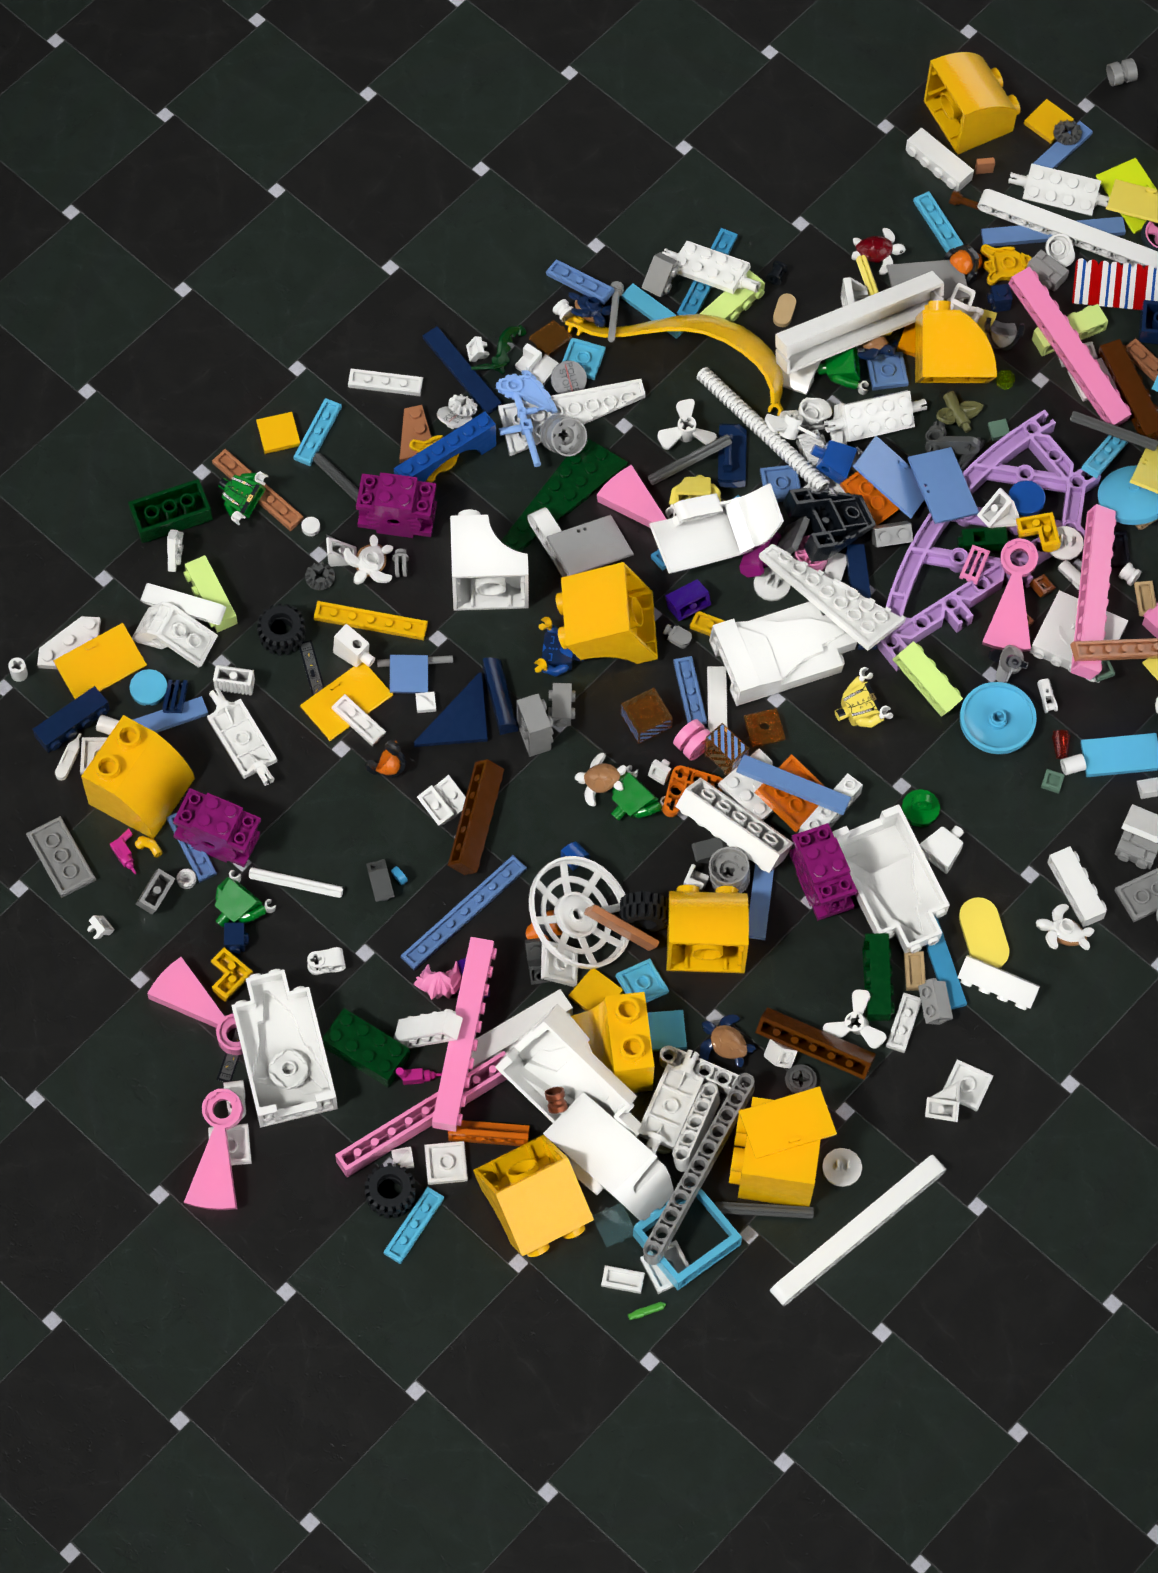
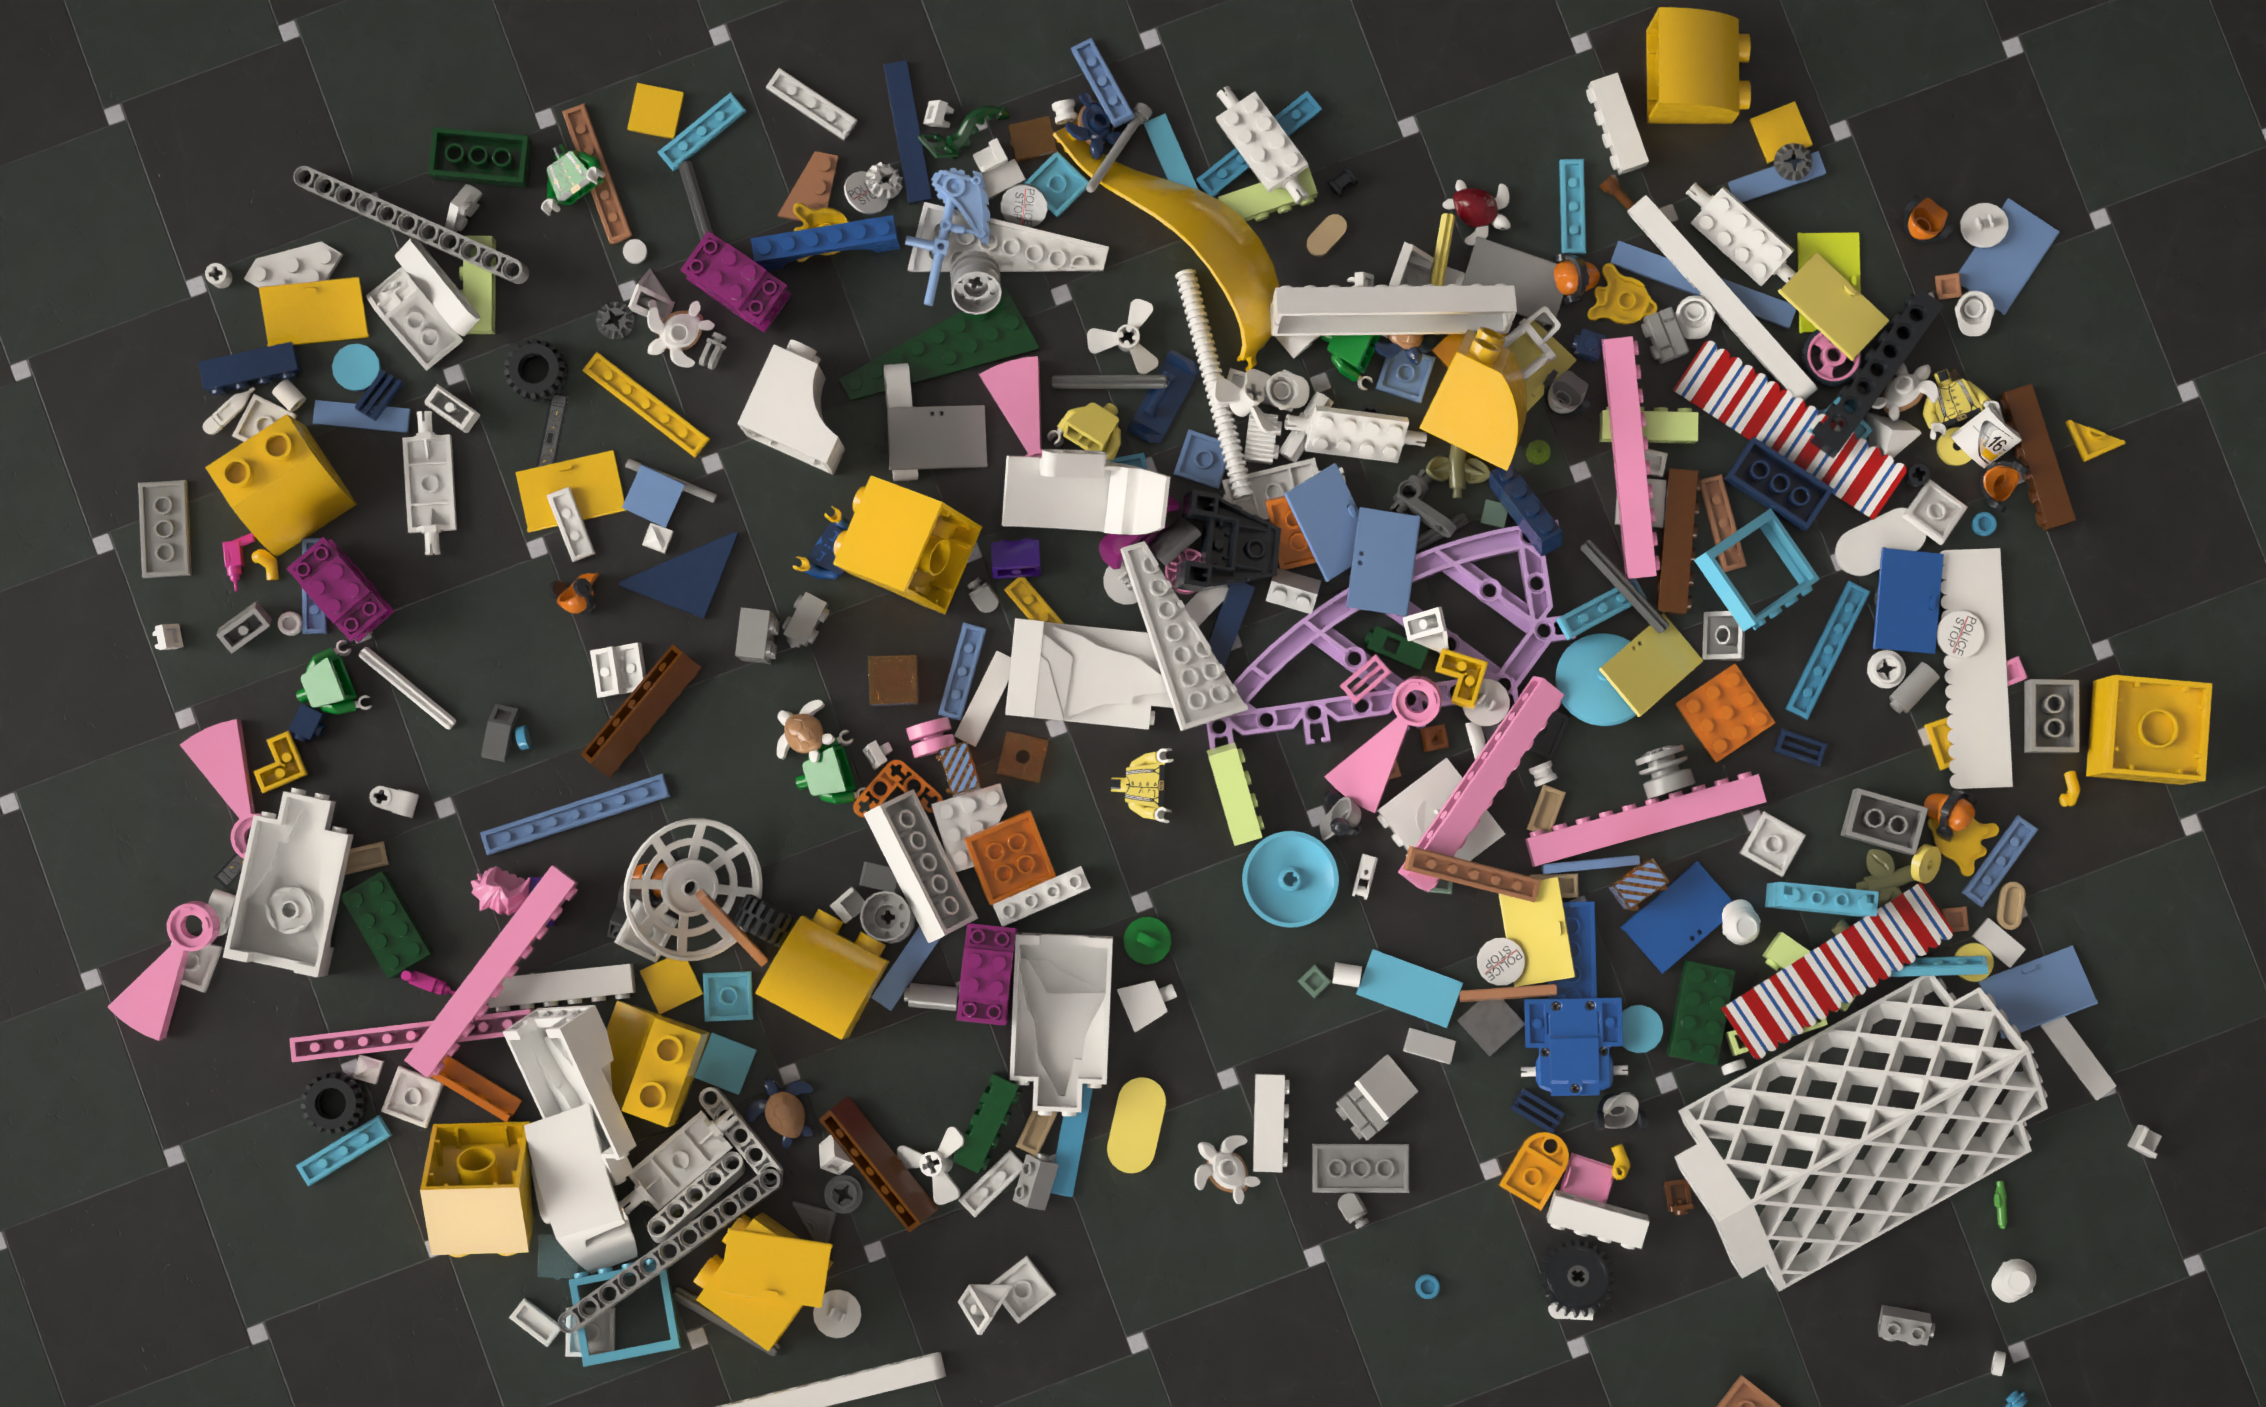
camera: 30 degrees right, 20 degrees up
(152, 574) = (403, 217): none -> light grey beam
(327, 1010) = (366, 858): none -> tan tile
(352, 647) = (599, 428): white torso -> none
(428, 1029) = (456, 946): white brick -> none
(499, 695) = (743, 570): dark blue brick -> none
(555, 1097) = (553, 1098): copper wheel -> none
(574, 849) = (731, 807): blue brick -> none
(639, 1313) = (534, 1369): bright green piece -> none
(660, 274) = (1198, 123): light grey brick -> none
(790, 913) = (931, 996): none -> light grey brick
(793, 784) = (1008, 854): medium blue tile -> none
(834, 460) = (1273, 468): blue torso -> none
(984, 165) = (1668, 158): nougat tile -> none
(999, 982) = (1118, 1193): white brick -> none
(1019, 409) = (1526, 509): none -> dark blue brick
(1028, 497) = (1470, 626): blue tile -> none
(1061, 743) = (1347, 943): clear red cone -> none
(1118, 73) = (1905, 110): light grey wheel -> none

